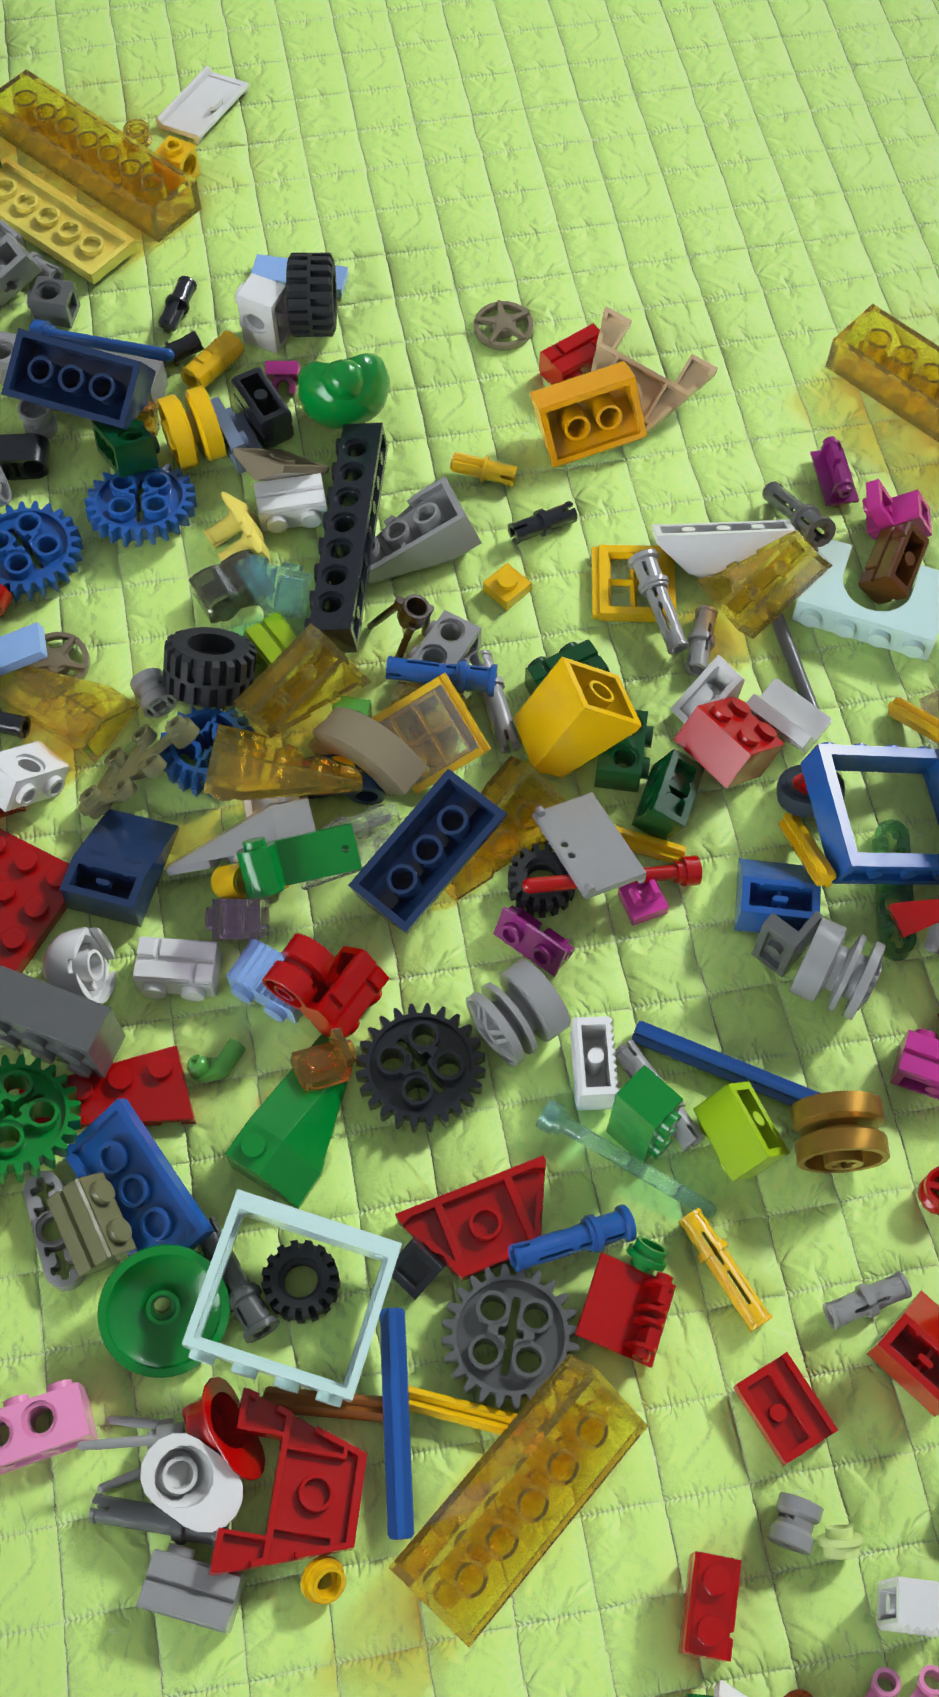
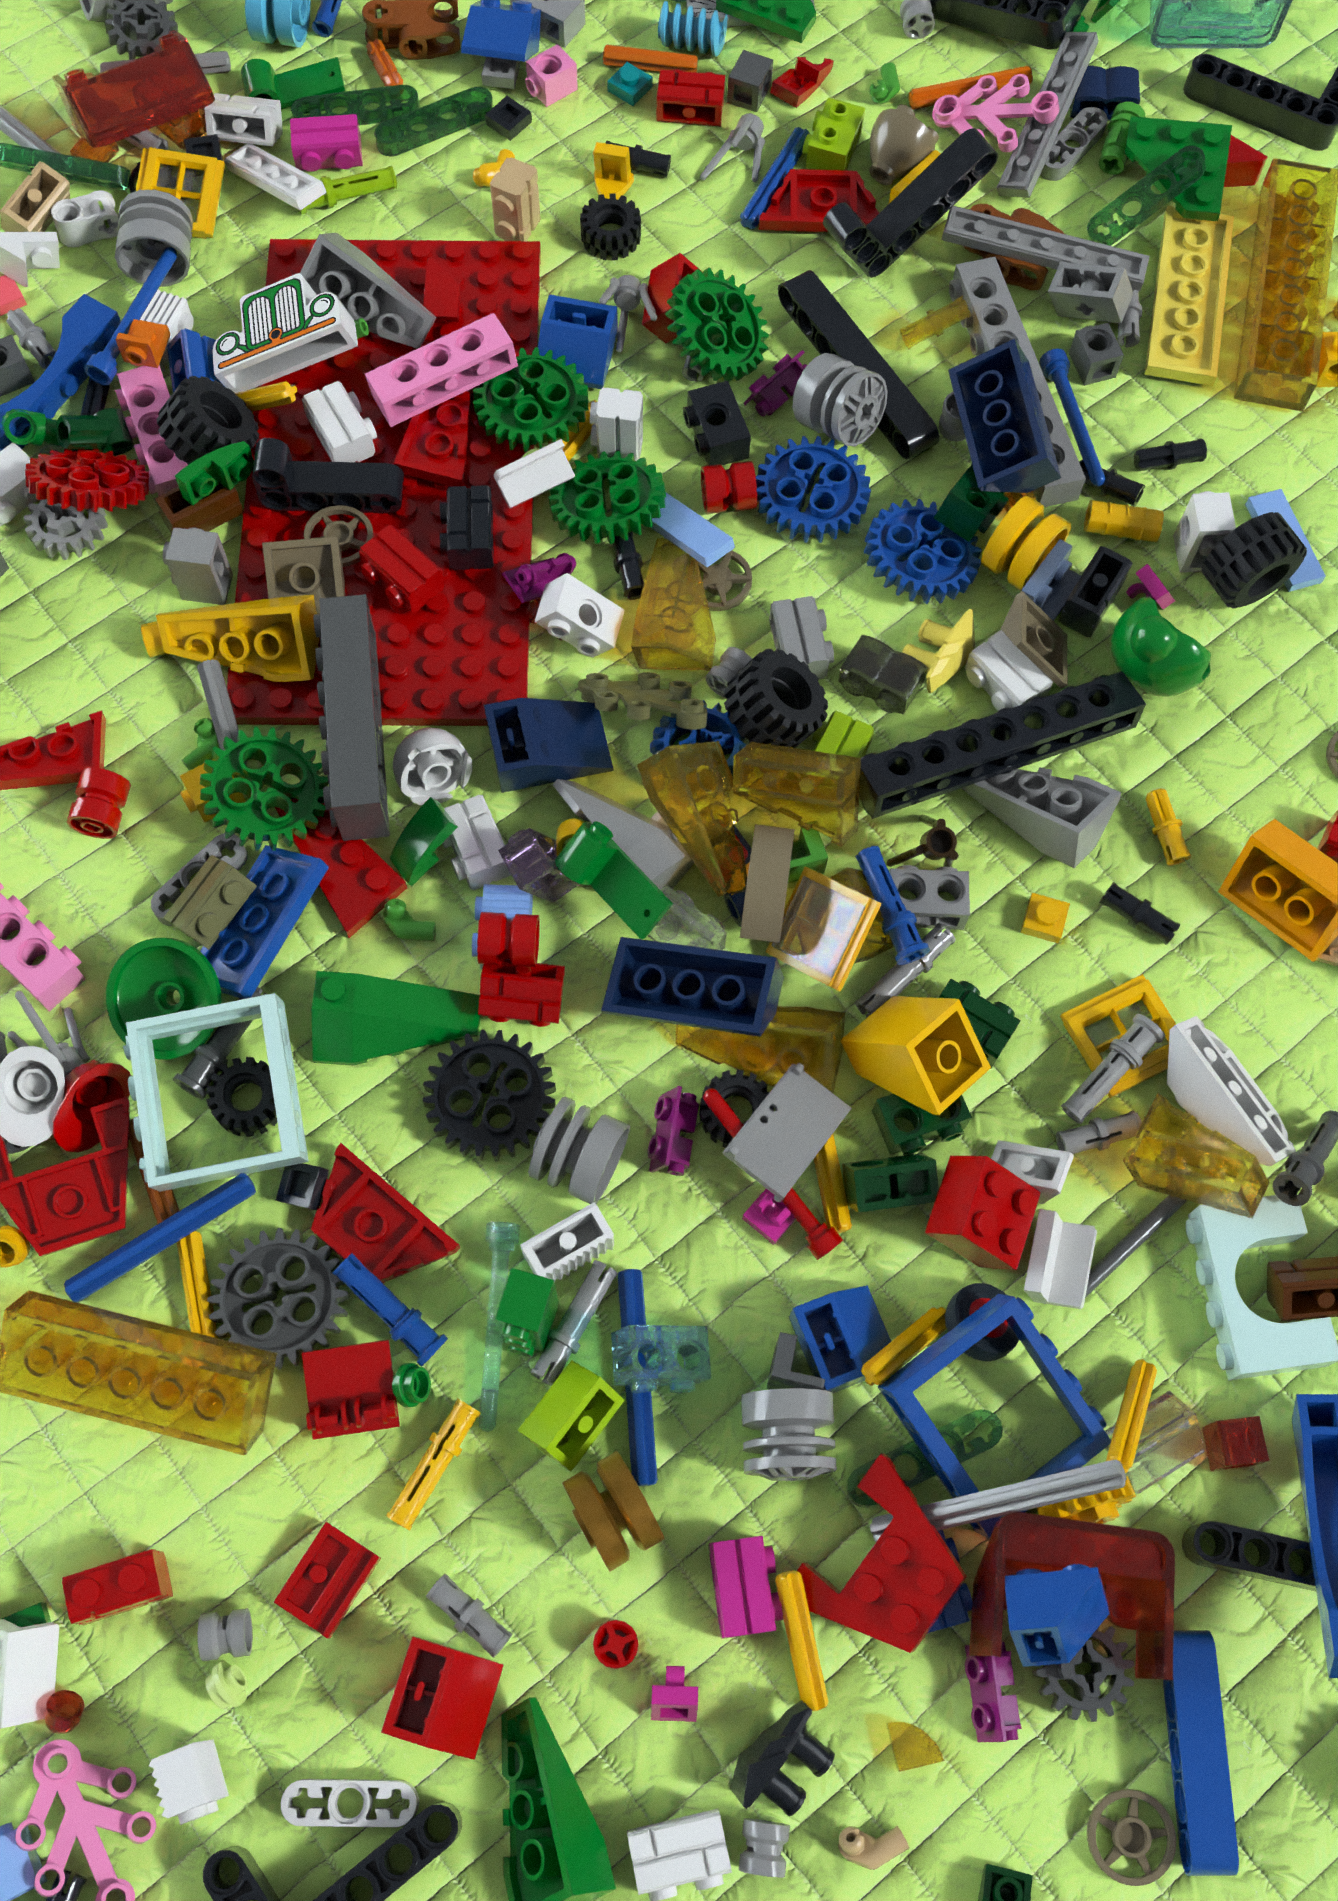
camera: 60 degrees right, 5 degrees up
(148, 623) = (799, 631): none -> light grey brick
(150, 1009) = (420, 838): none -> green slope
(276, 587) = (895, 712): clear light blue slope -> none
(324, 1063) = (445, 1009): clear orange bracket -> none
(726, 1036) = (660, 1348): none -> clear light blue brick

